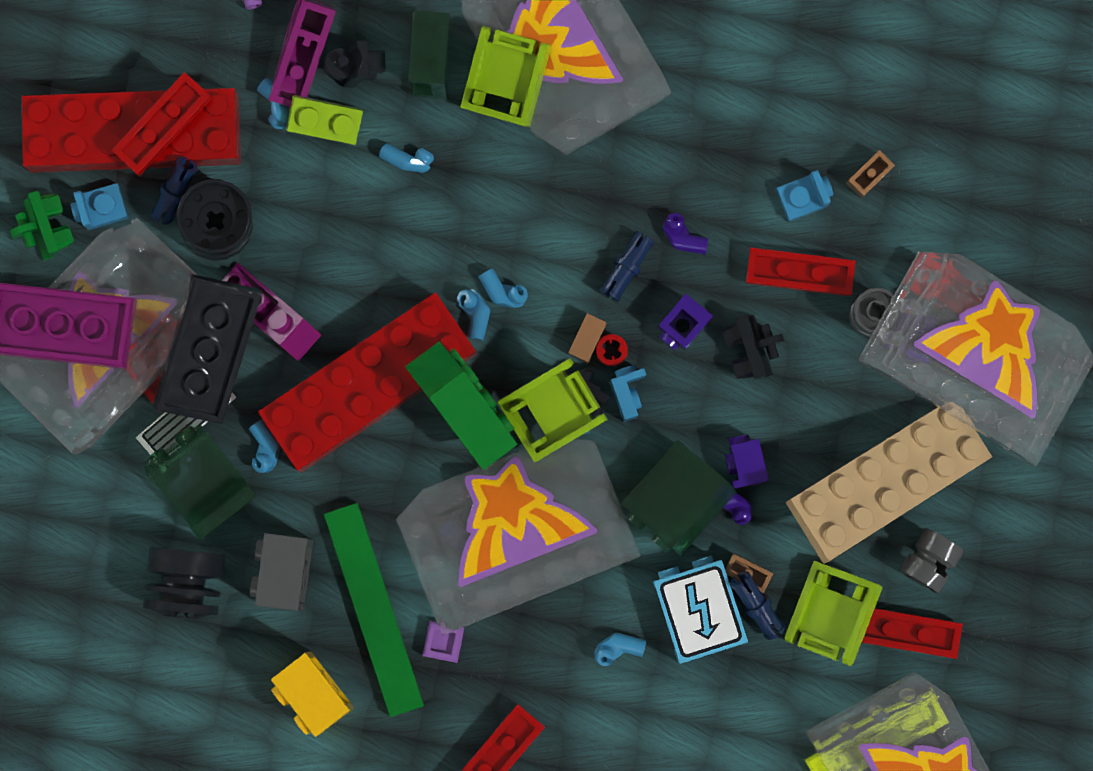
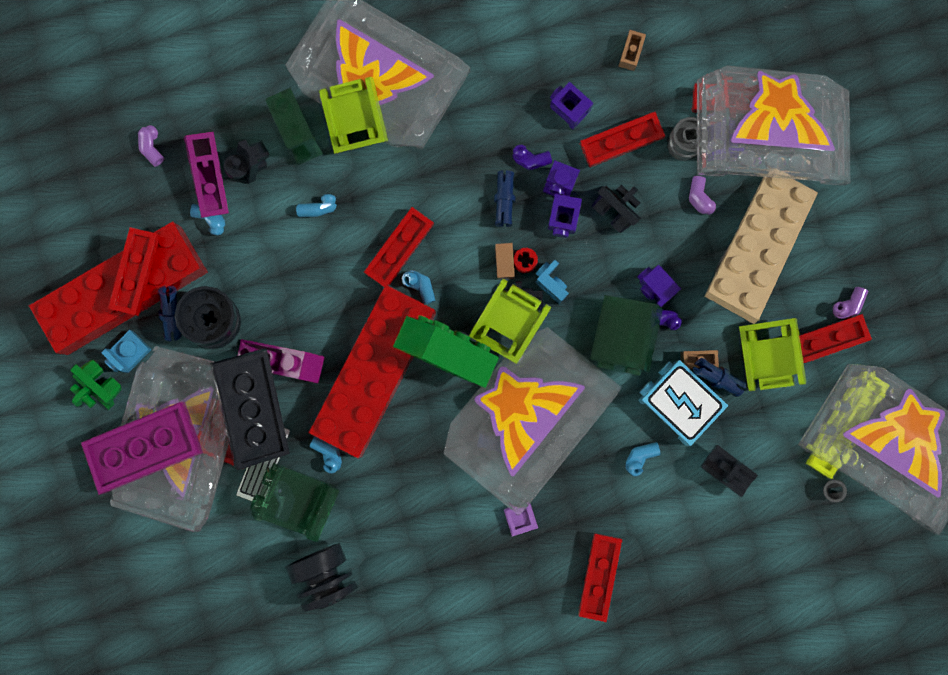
camera: 25 degrees left, 0 degrees up
(282, 572) = (385, 533): dark grey brick -> none
(311, 694) = (452, 607): yellow brick -> none
(324, 119) = (246, 211): lime plate -> none
(374, 610) = (462, 523): green tile -> none
(475, 256) = (399, 247): none -> red plate
(503, 294) = (430, 263): dark azure arm -> none
(702, 281) = (560, 179): none -> dark purple brick
(708, 716) = (728, 470): none -> black hips
(767, 185) = (570, 94): none -> dark purple brick
(805, 195) = (599, 85): dark azure bracket -> none
(851, 388) = (698, 198): none -> medium lavender arm
(932, 560) = (818, 283): dark grey wheel -> none
(955, 609) = (851, 307): none -> medium lavender arm

